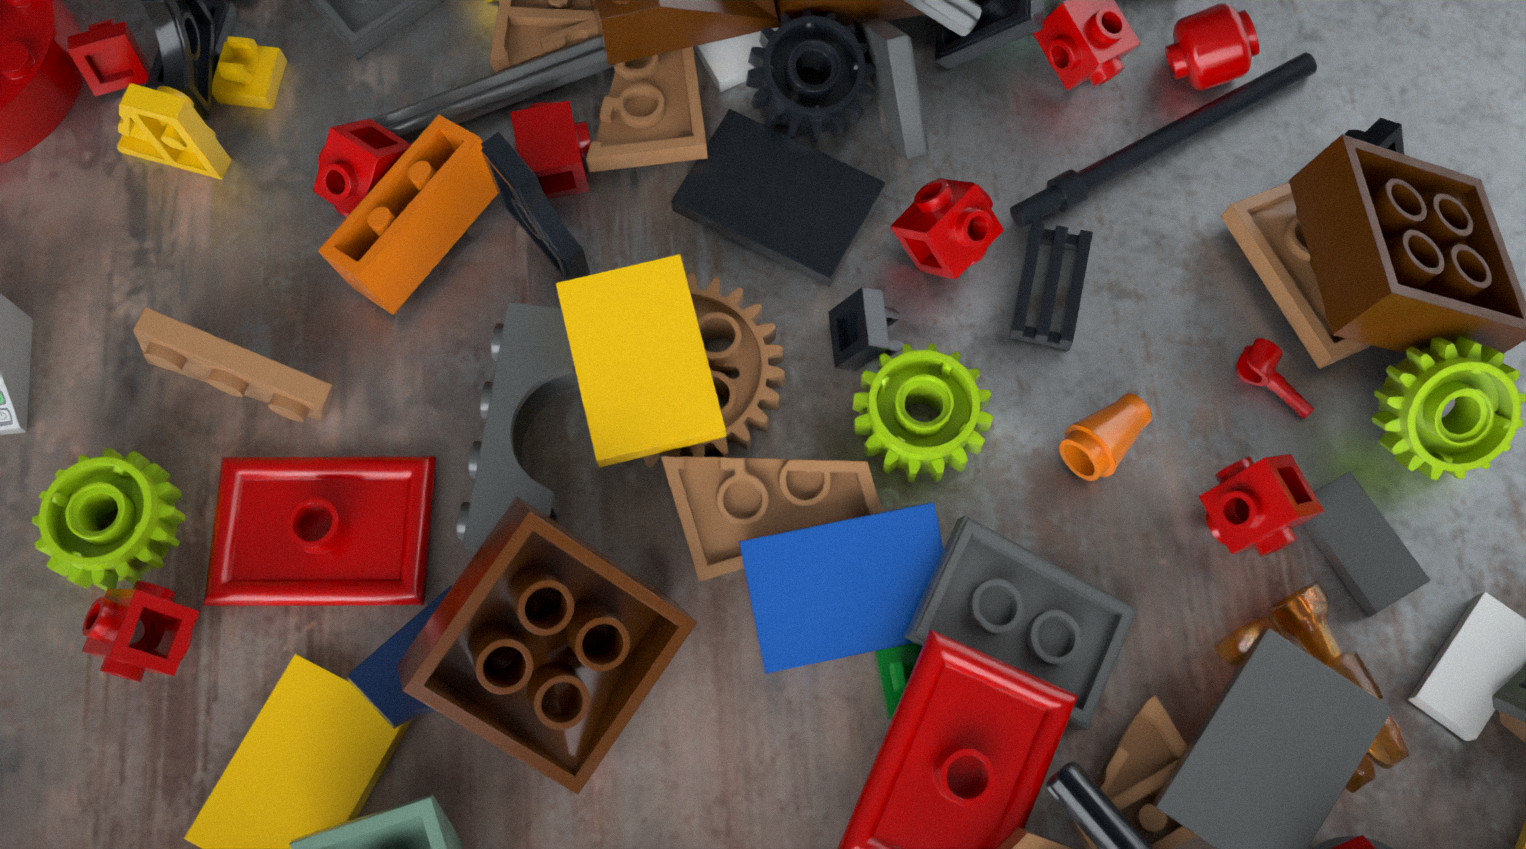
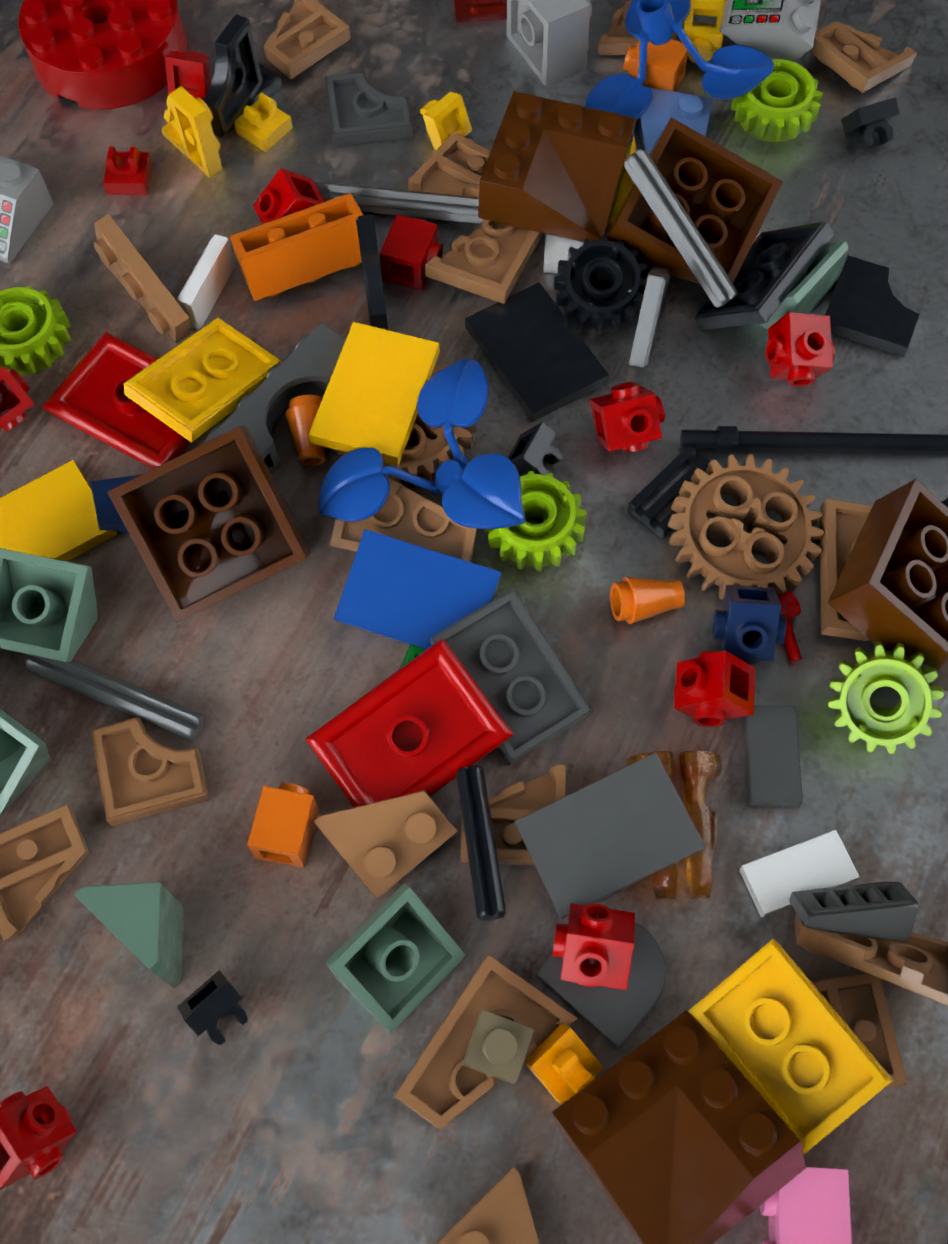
camera: 30 degrees right, 5 degrees down
(109, 228) = (127, 172): none -> red tile
(316, 320) = (207, 281): none -> white tile
(398, 455) = (201, 379): none -> yellow tile
(566, 441) = (300, 419): none -> orange cone
(871, 433) = (474, 494): none -> blue plant
(1178, 338) = (756, 493): none -> medium nougat gear
(1212, 46) = (887, 397): red head -> none
(1247, 402) = (750, 623): none -> dark blue brick

